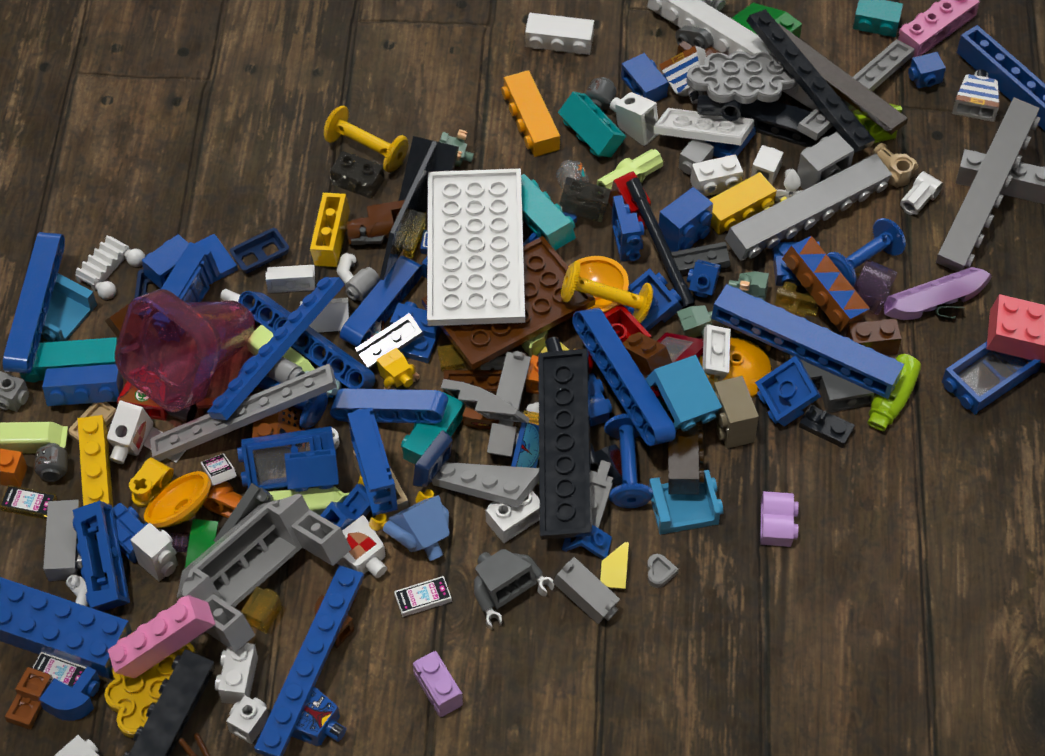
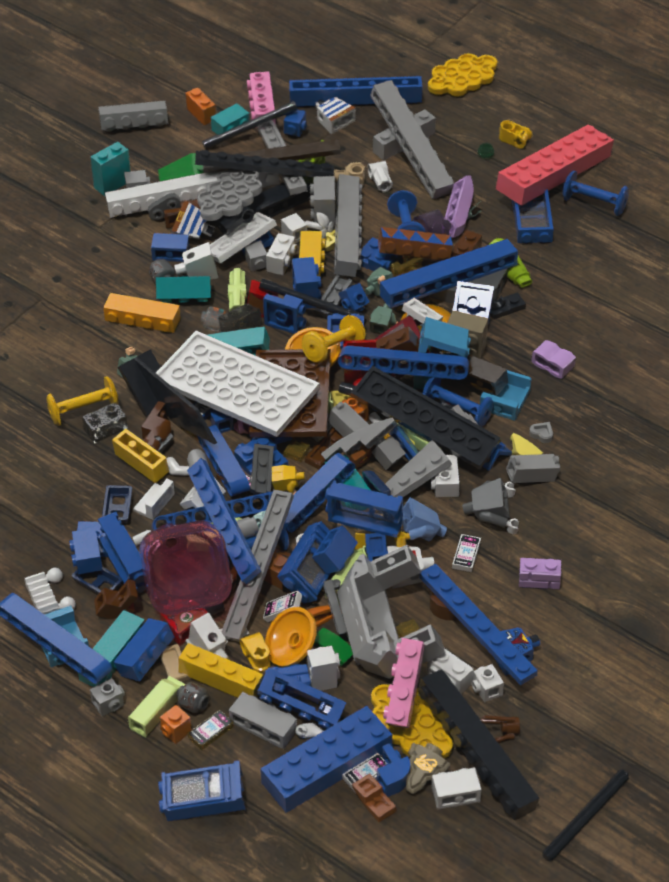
camera: 55 degrees left, 10 degrees down
(92, 721) = (423, 764): none -> dark tan rock
(559, 33) = (90, 266): white brick -> none
(922, 47) = (281, 111): none -> black piece

